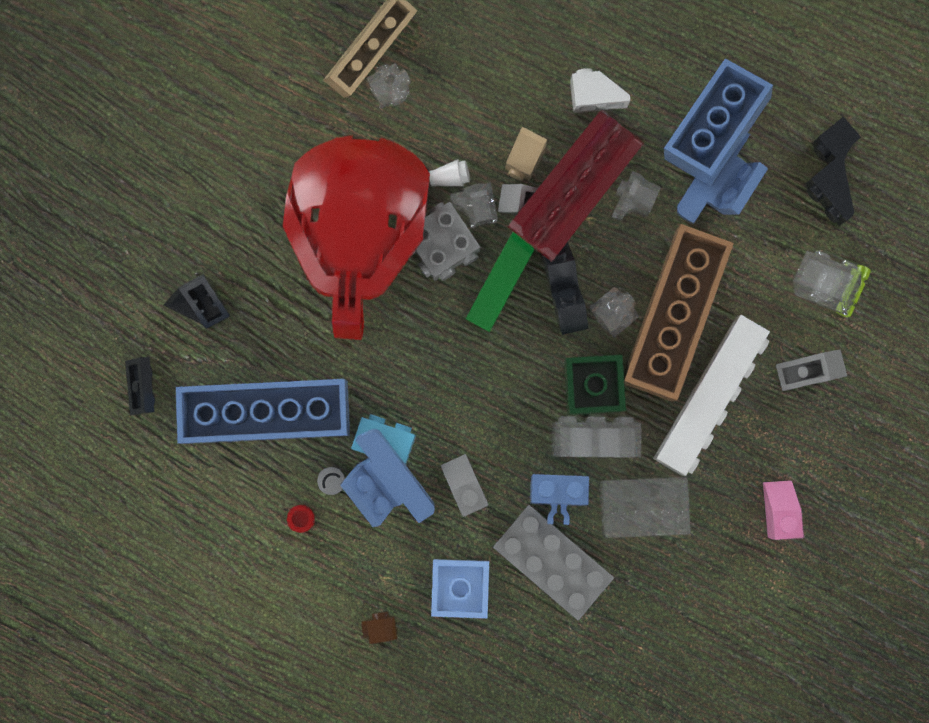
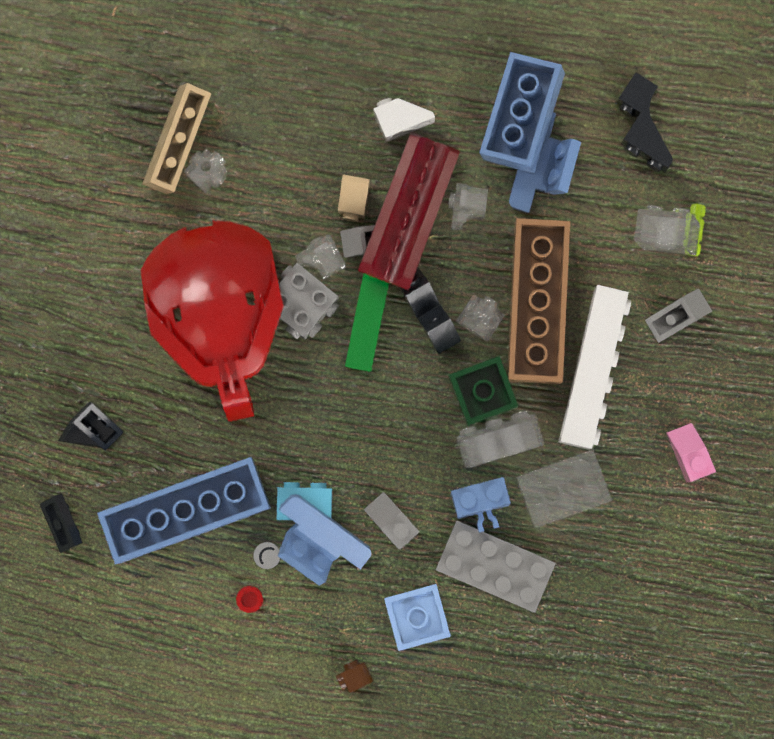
camera: 20 degrees left, 0 degrees up
(451, 174) = (289, 236): white cone -> none

